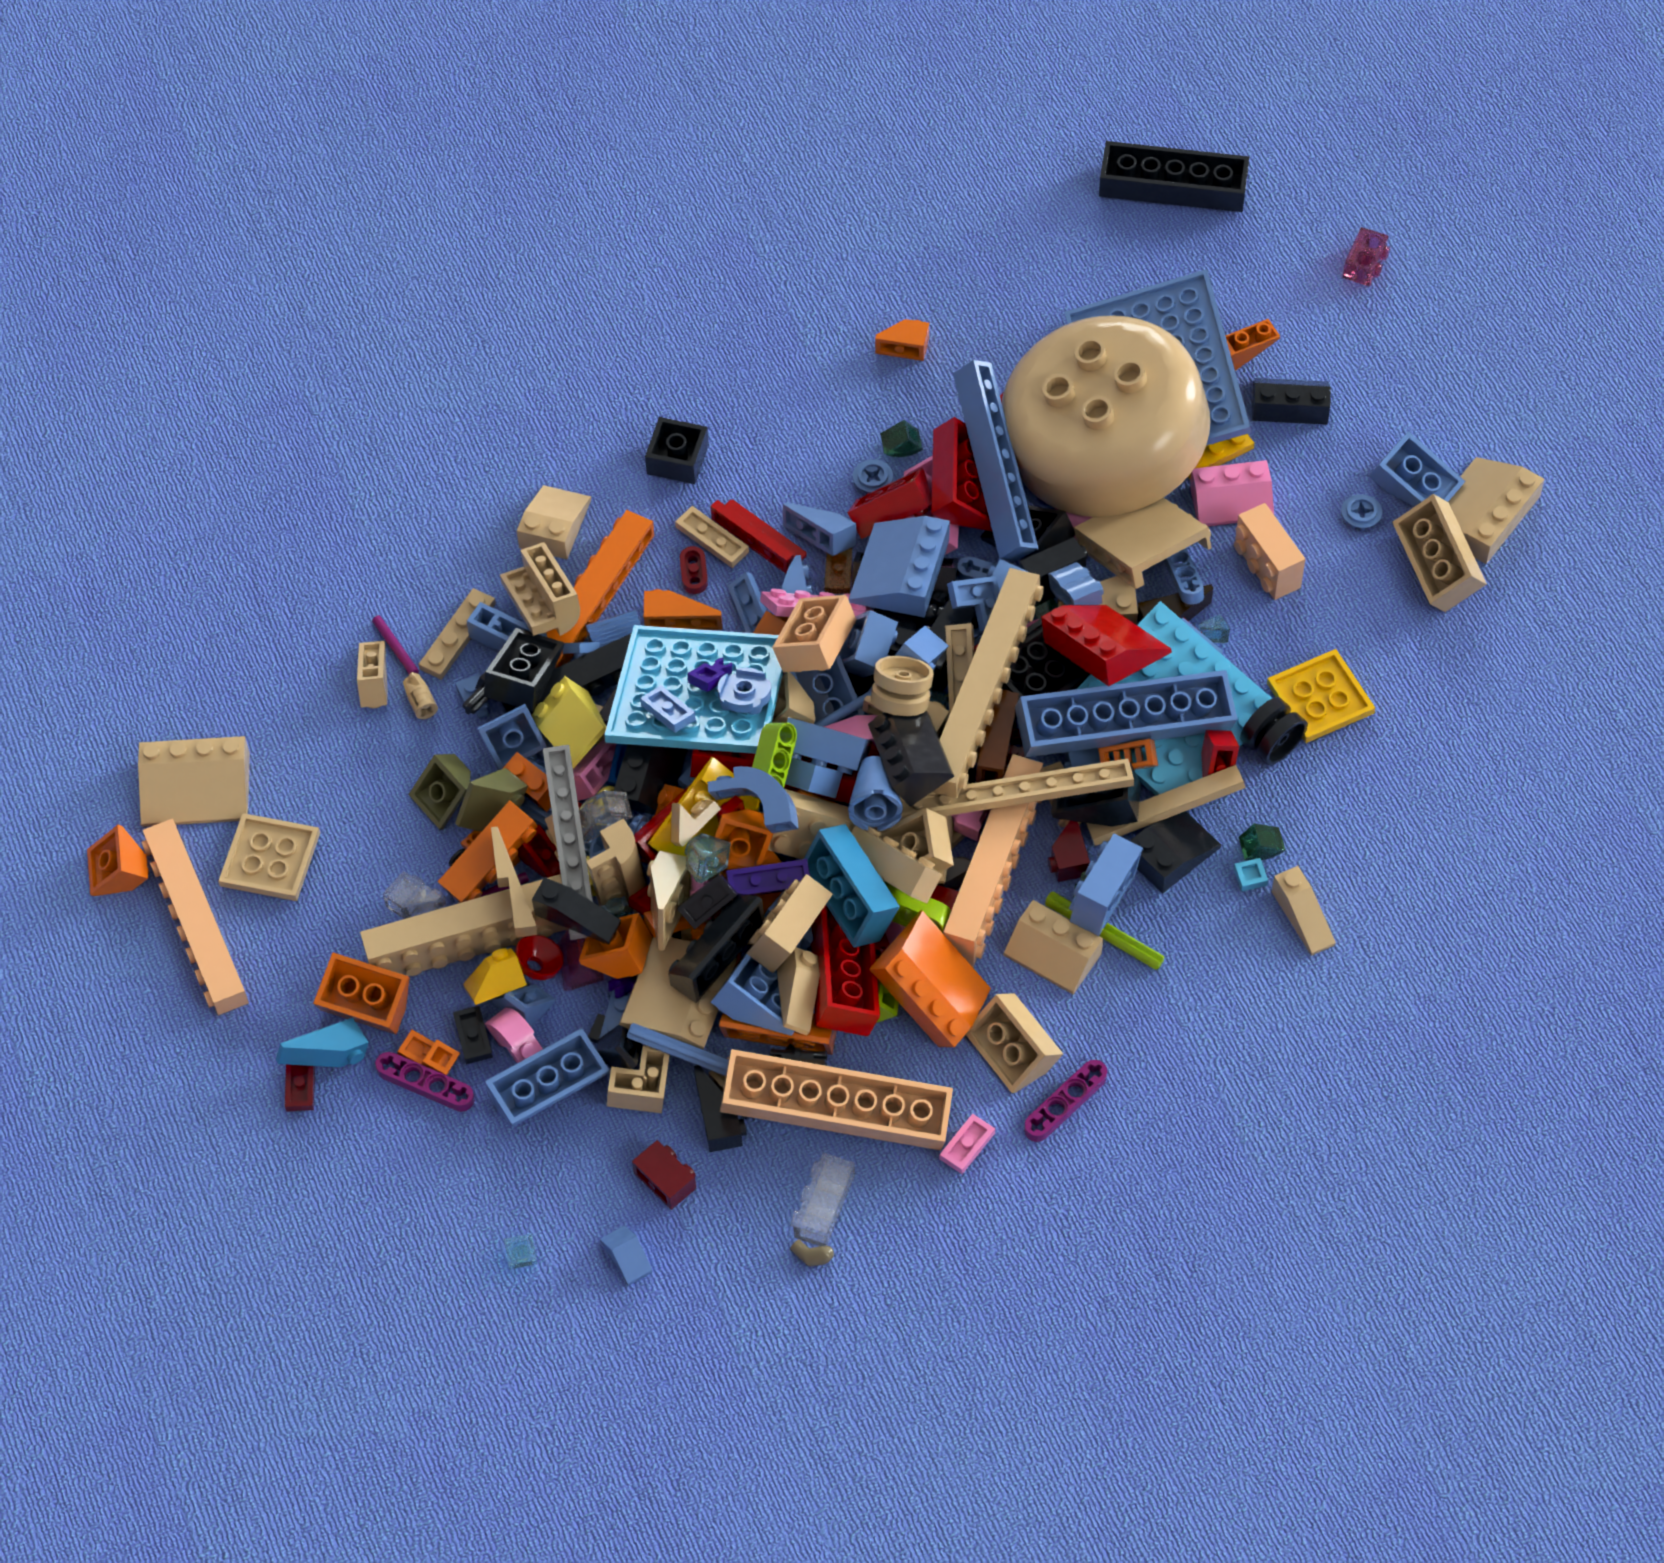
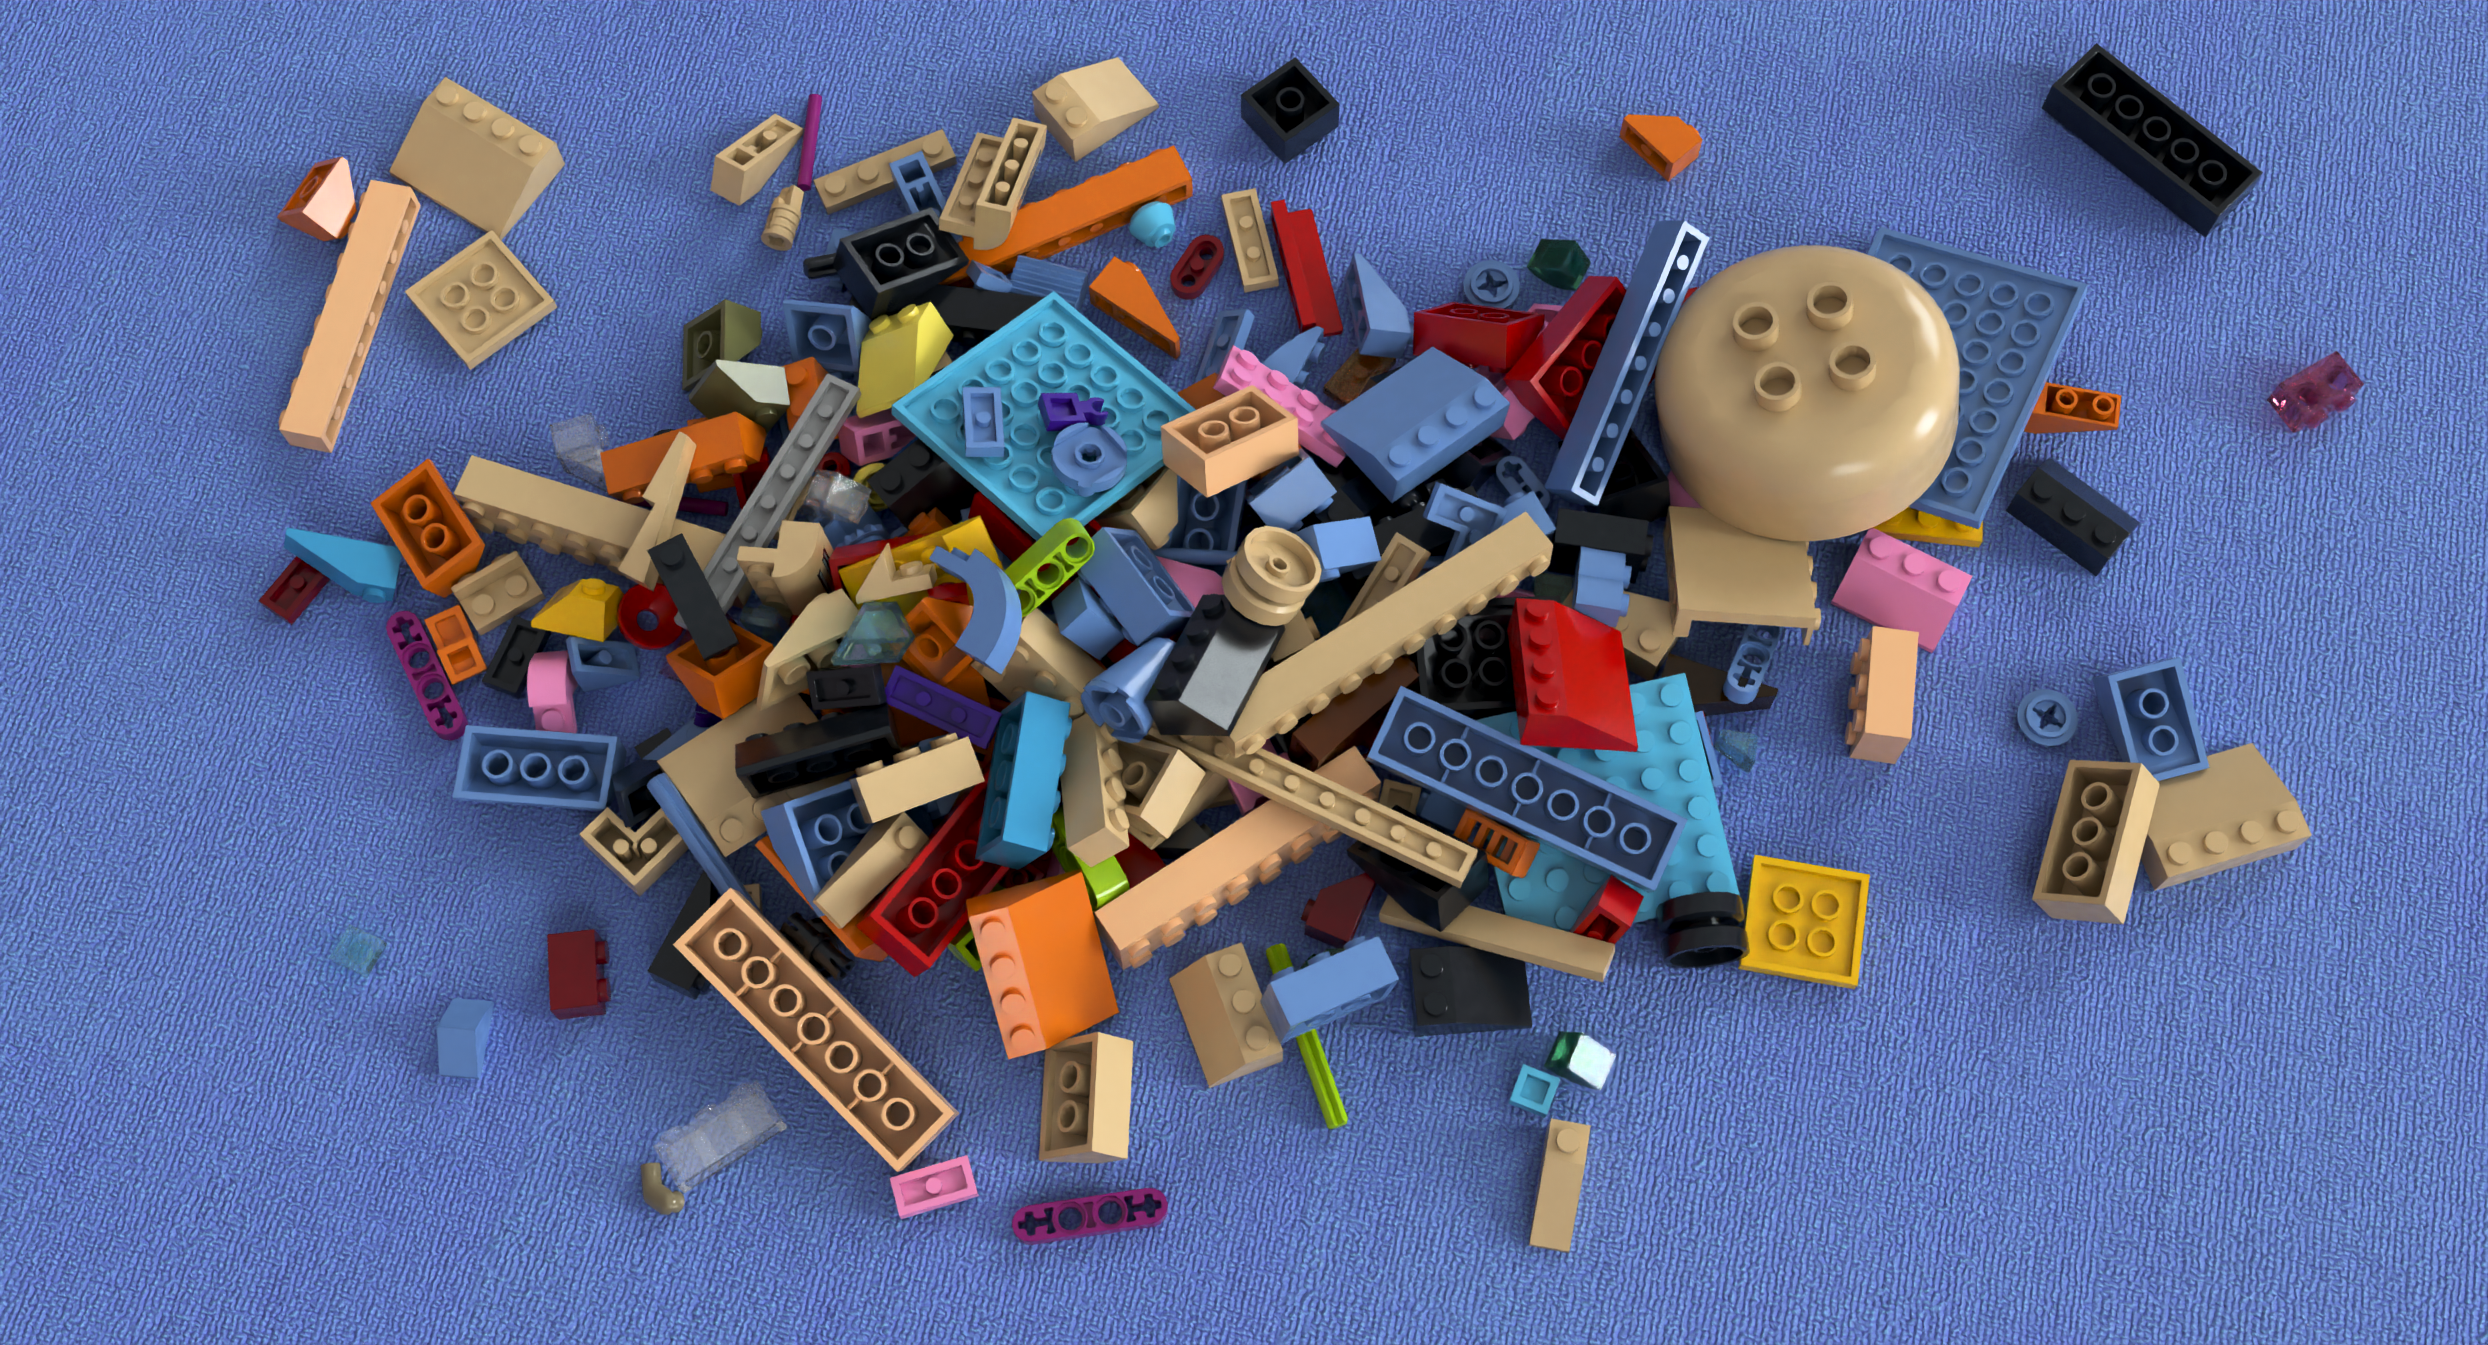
camera: 35 degrees right, 10 degrees up
(428, 1008) = (497, 592): none -> tan bracket
(649, 562) = (1153, 224): none -> medium azure cone

